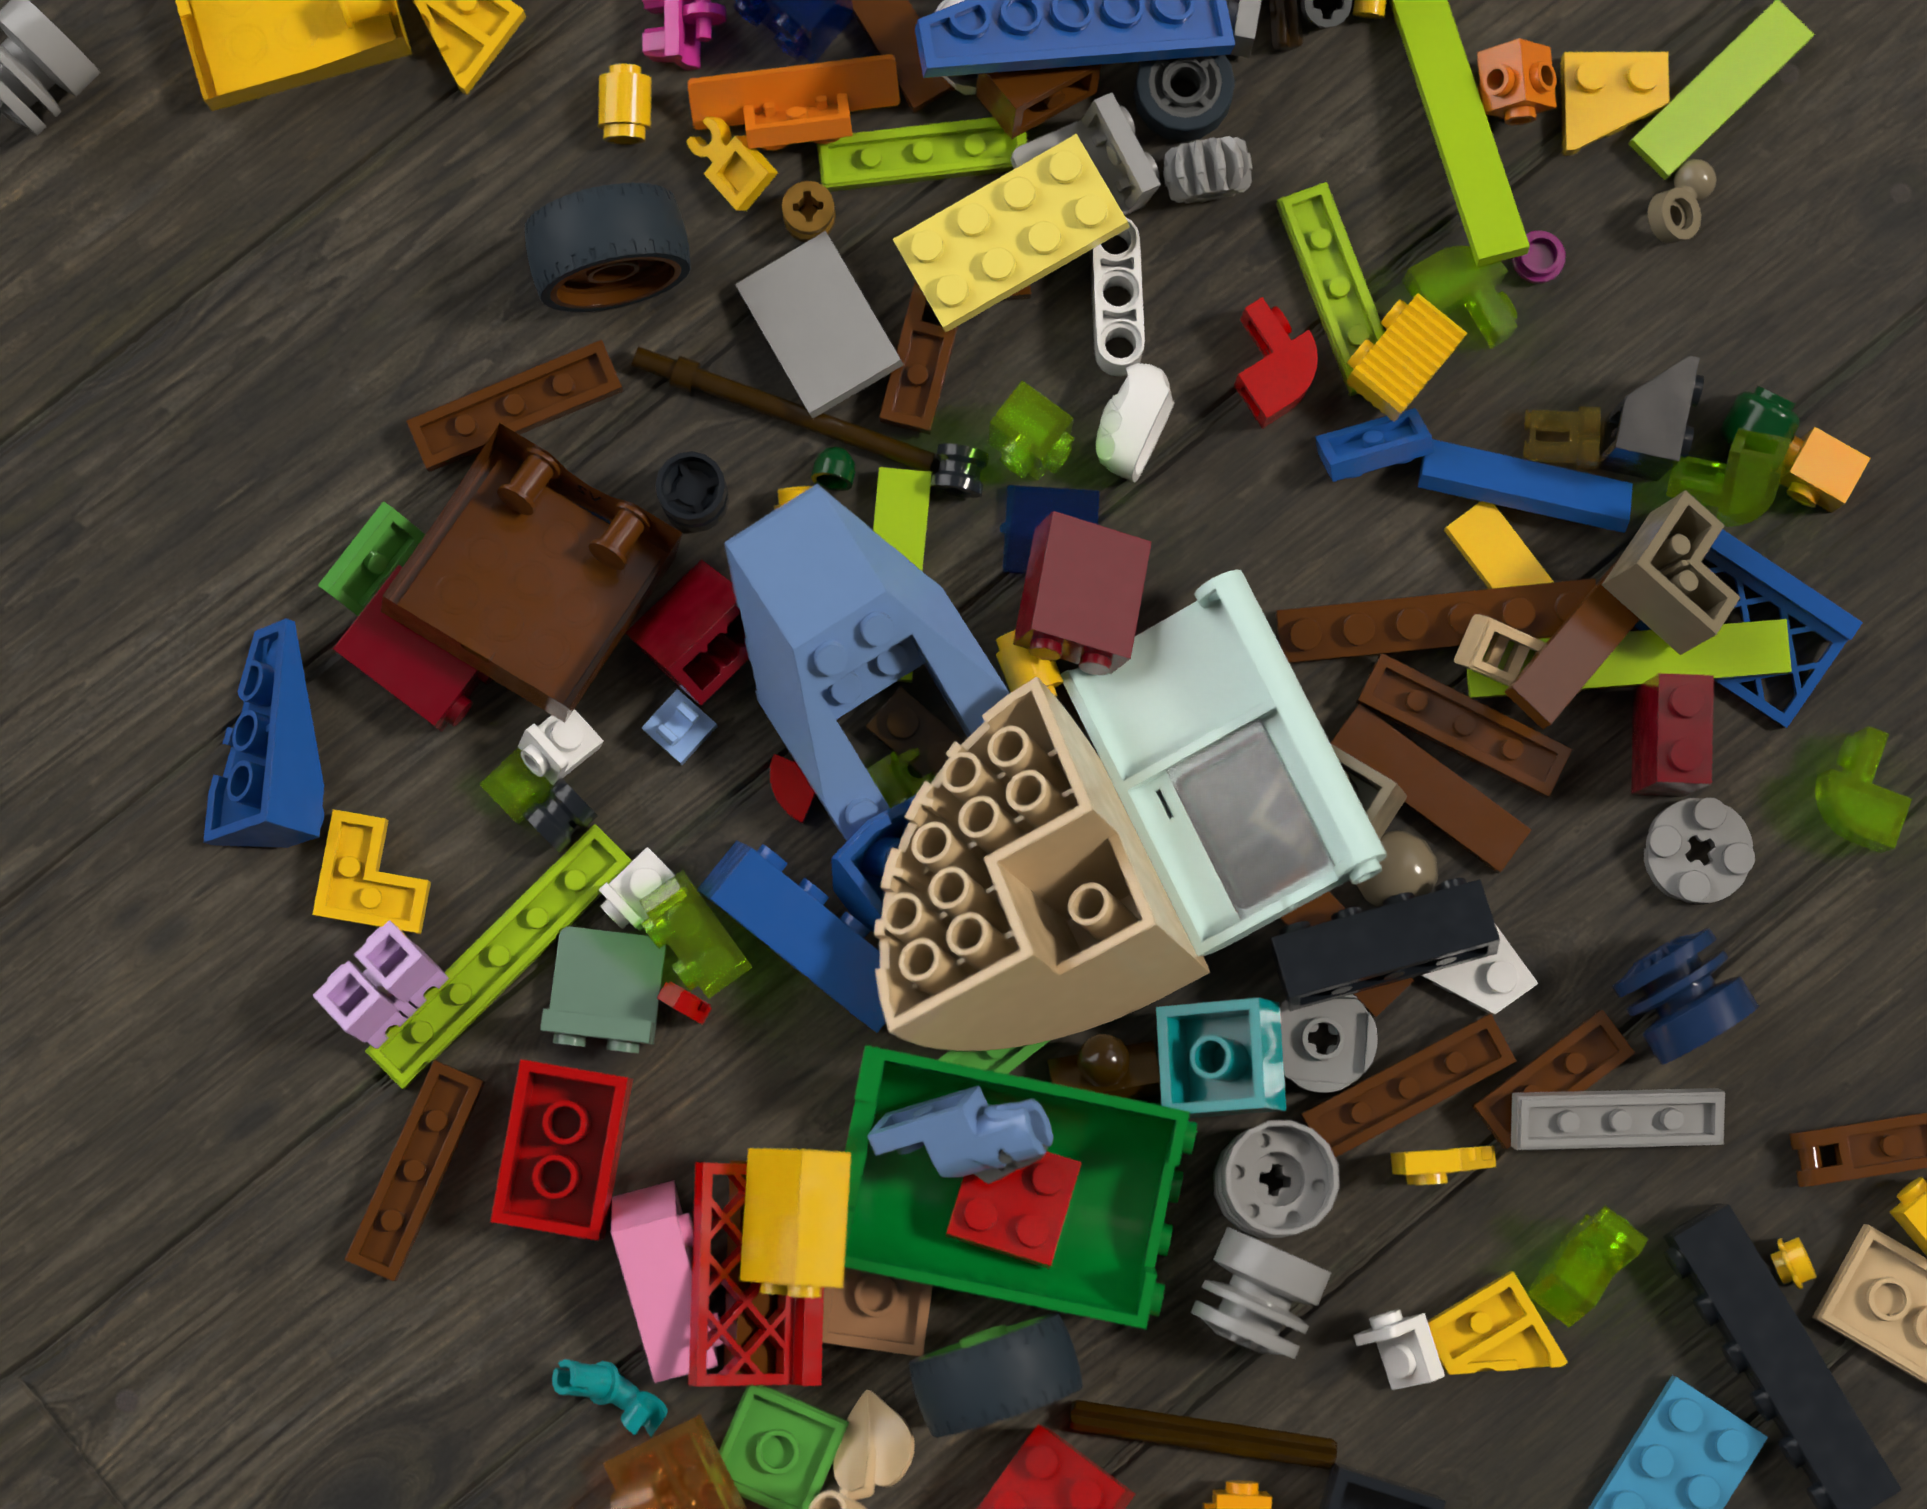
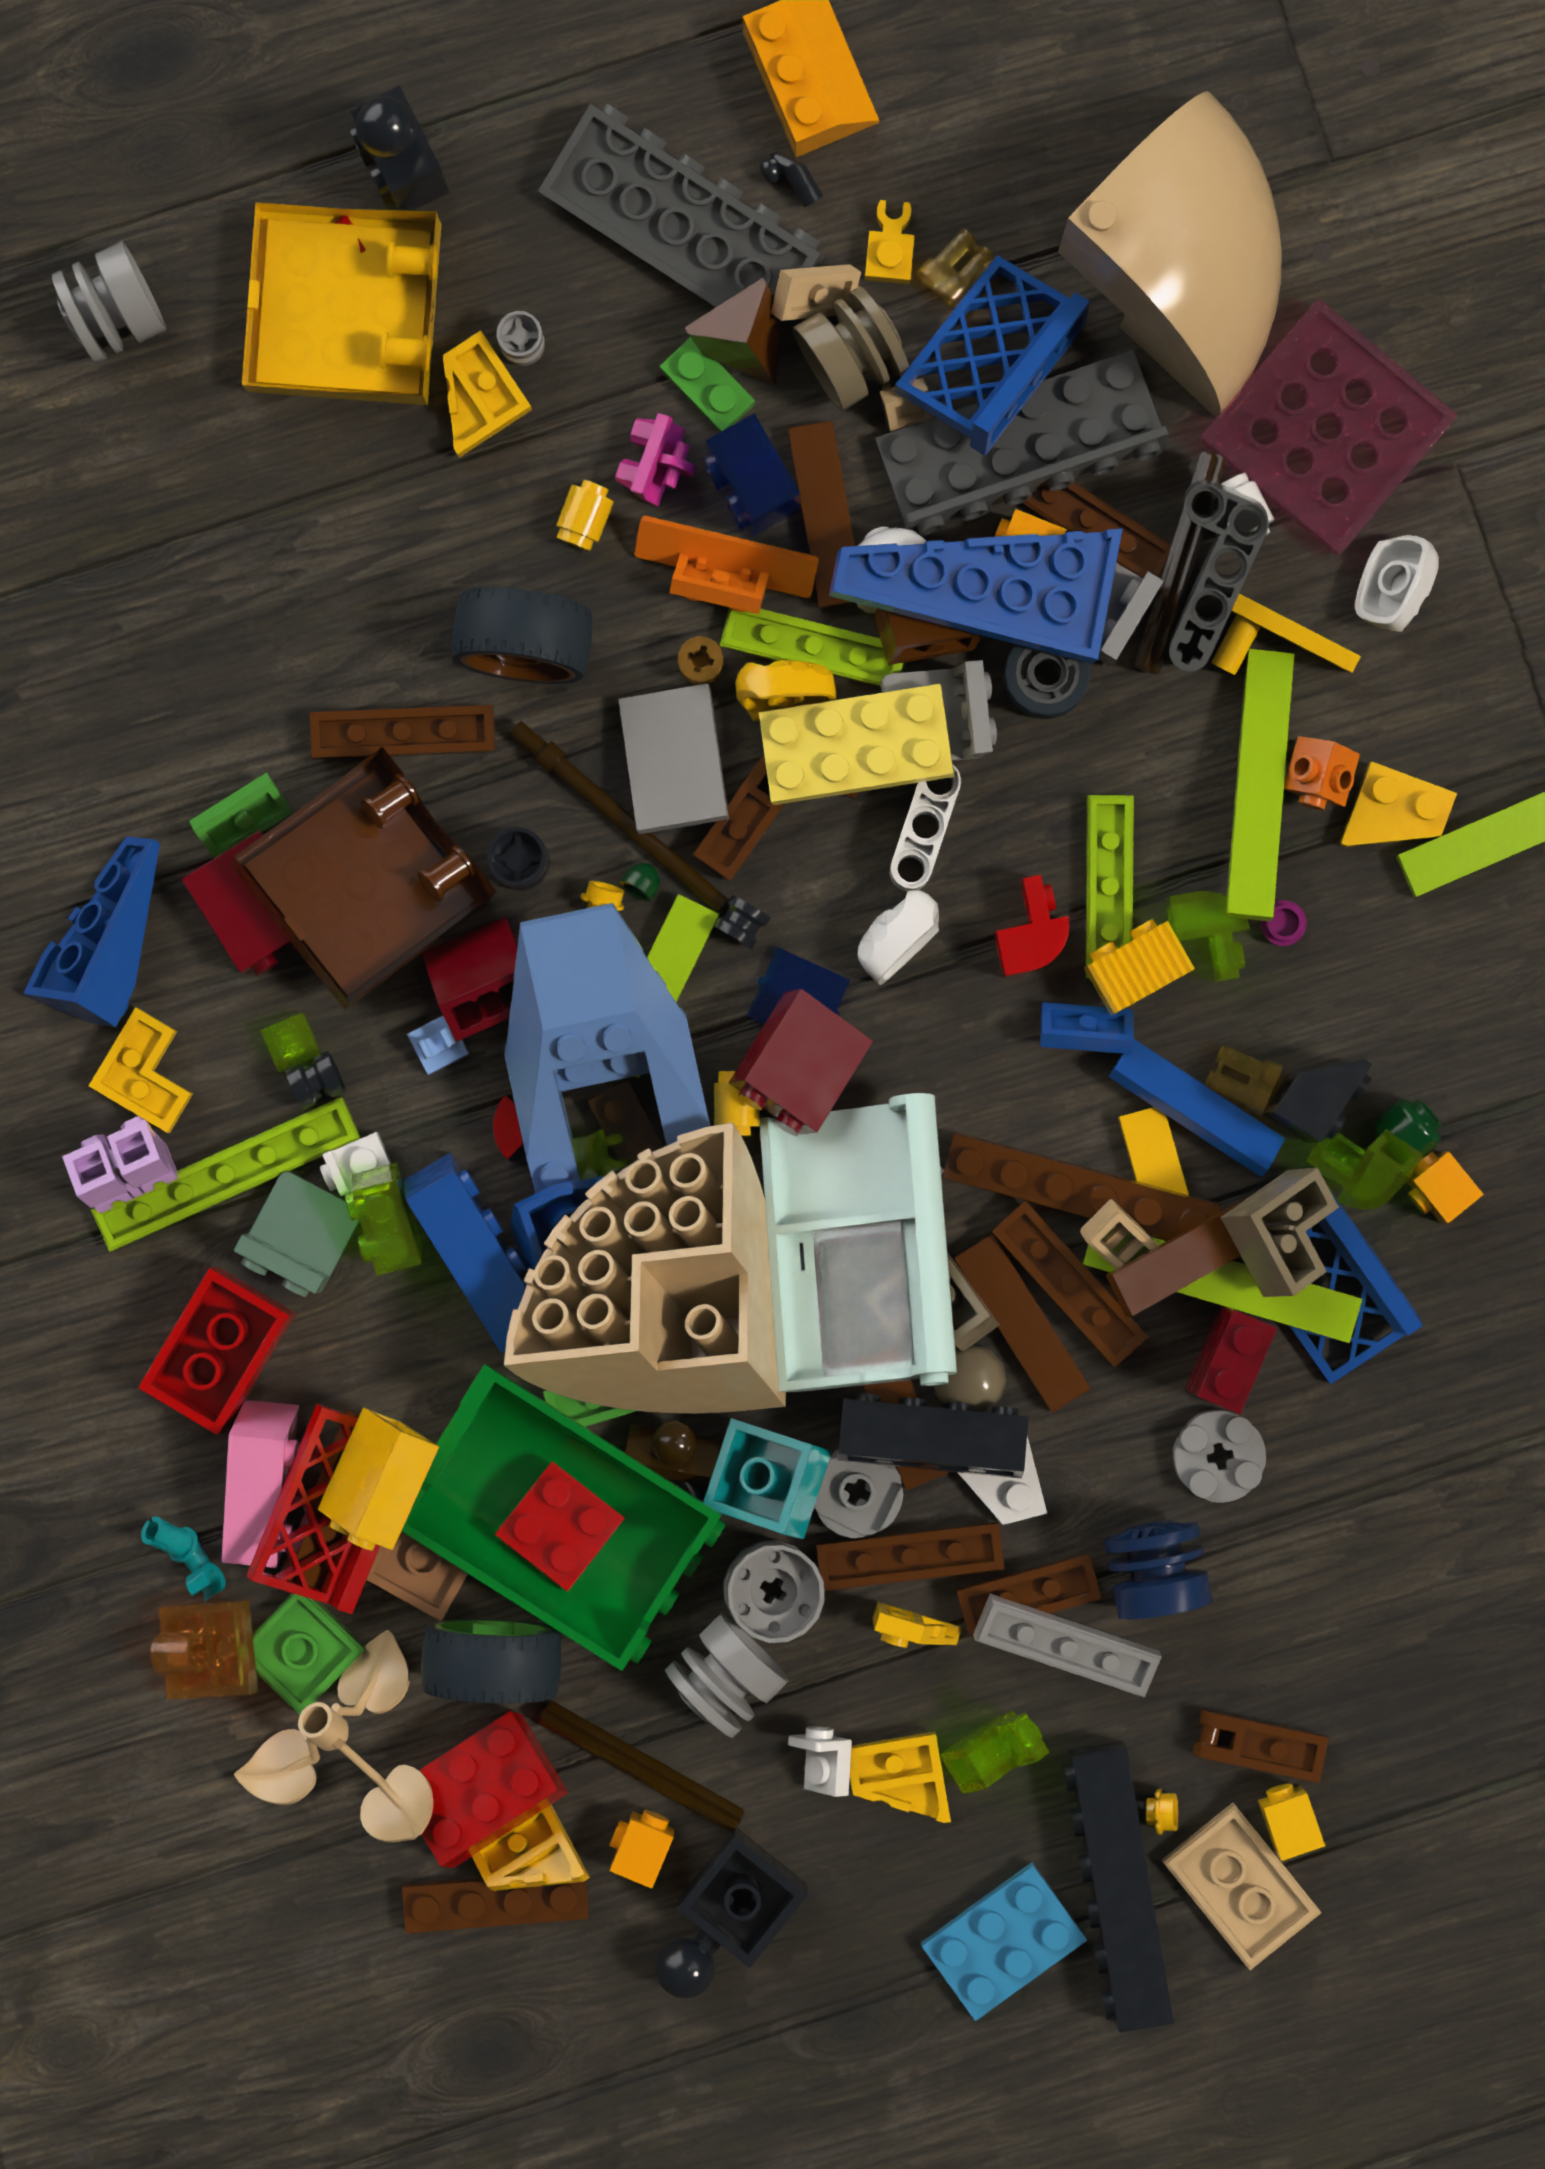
camera: 30 degrees right, 5 degrees up
(415, 1170) = (96, 1320): reddish brown plate -> none
(558, 746) = (332, 1026): white bracket -> none
(685, 1002) = (359, 1271): red tile -> none
(736, 170) = (653, 604): yellow plate -> none
(906, 202) = (783, 686): none -> yellow piece
(967, 1134) = (539, 1463): medium blue plate -> none
(1031, 433) = (809, 916): clear neon green brick -> none
(1207, 169) = (1038, 751): light grey gear -> none
(1675, 212) = (1410, 930): dark tan plate -> none
(1855, 805) = (1357, 1462): clear neon green brick -> none

